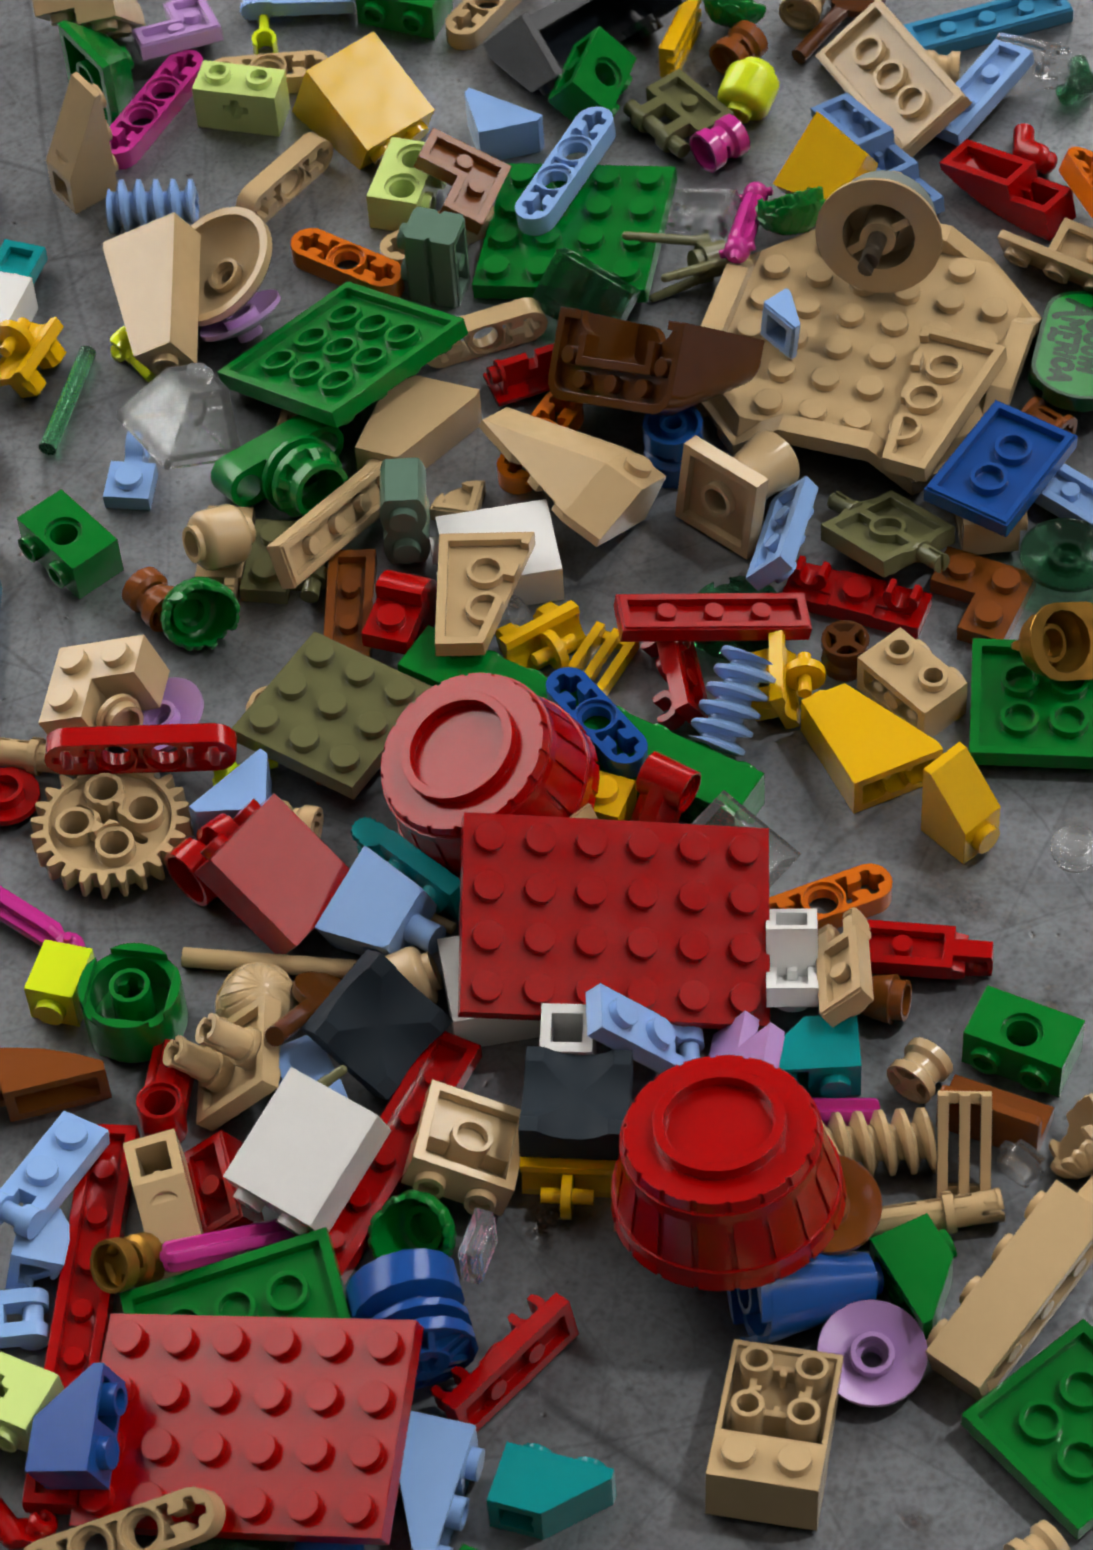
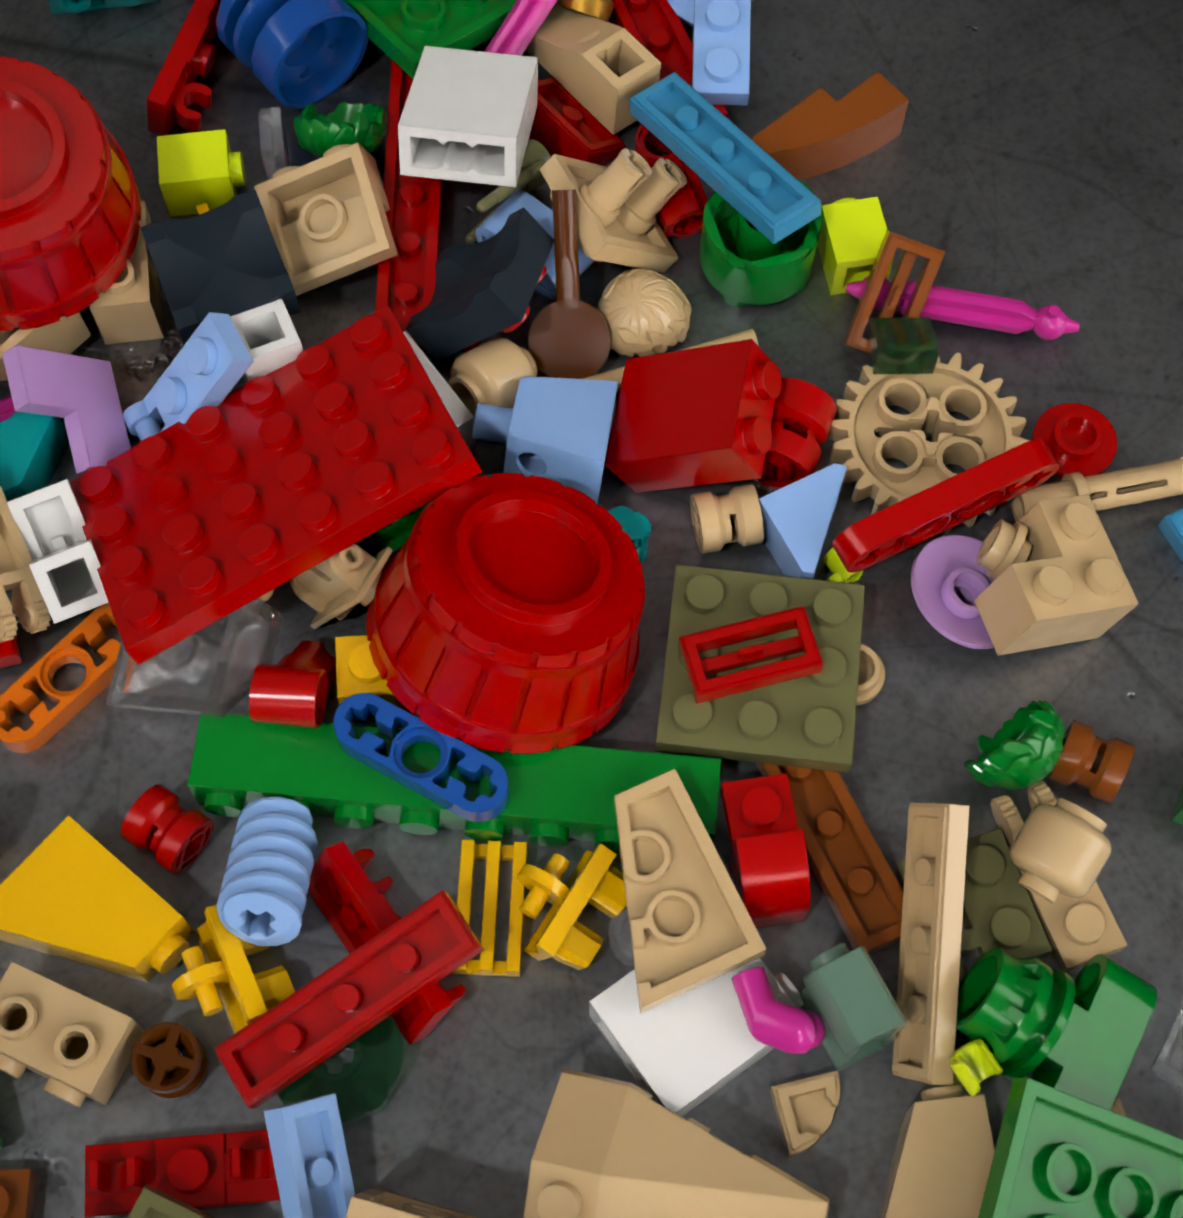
camera: 150 degrees right, 15 degrees up
(66, 916) = (876, 278): none -> dark orange tile
(87, 871) = (903, 345): none -> clear green slope
(128, 1038) = (725, 158): none -> dark azure tile
(339, 704) = (756, 677): none -> red tile
(355, 463) = (972, 1065): none -> neon yellow hand
(455, 506) = (773, 1021): none -> dark pink arm
(553, 1248) = (198, 170): none -> neon yellow brick
(794, 779) = (167, 829): none -> red wheel

